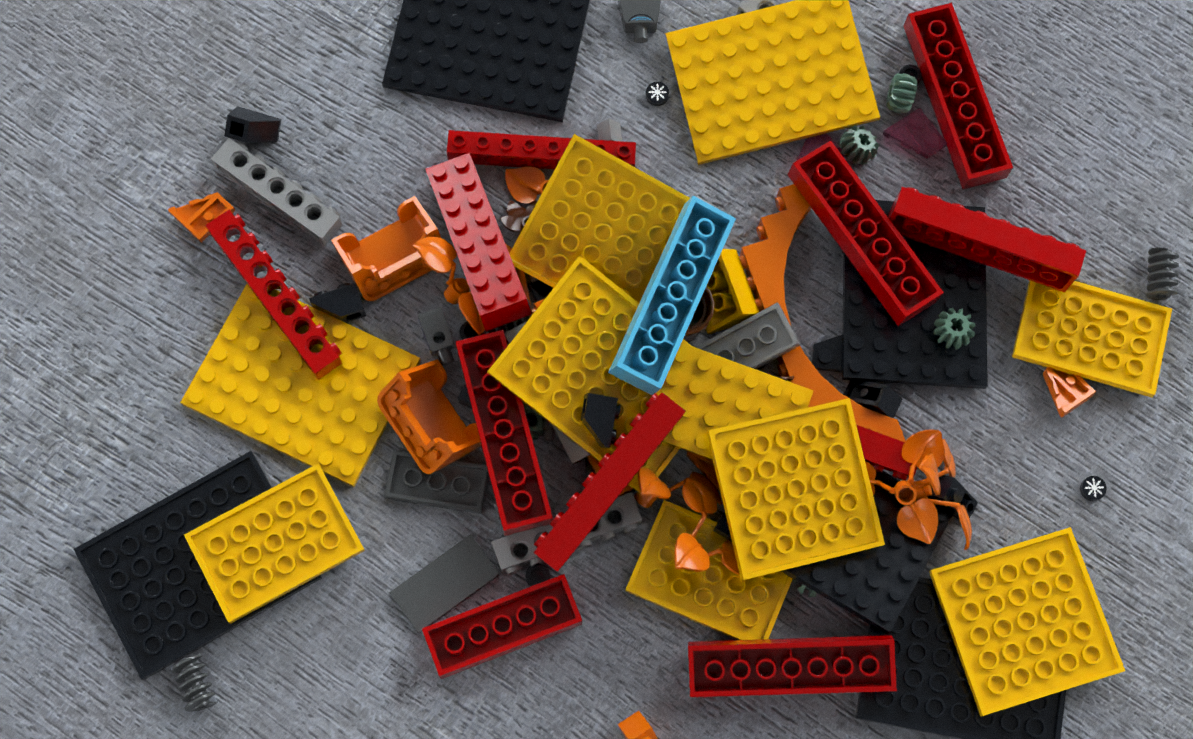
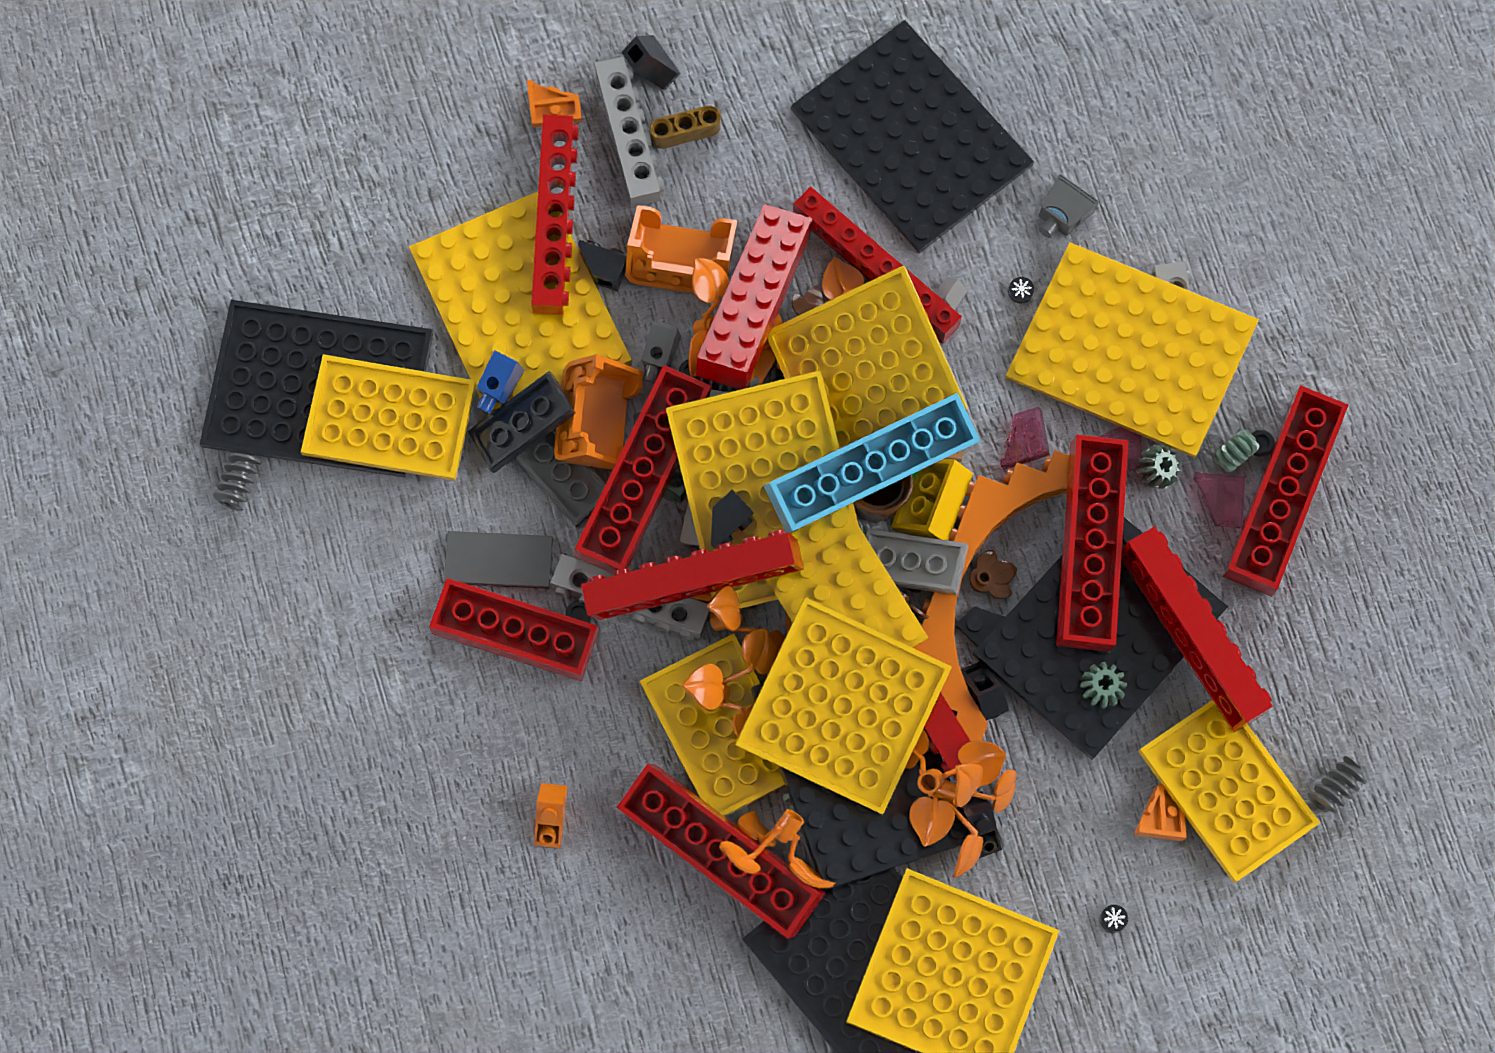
camera: 40 degrees right, 0 degrees up
(318, 145) = (694, 118): none -> pearl gold beam
(337, 439) = (499, 371): none -> blue torso
(379, 467) = (521, 422): none -> black tile
(751, 196) = (1027, 439): none -> clear pink wing
(809, 309) = (995, 573): none -> reddish brown plate
(830, 612) = (784, 830): none -> orange plant

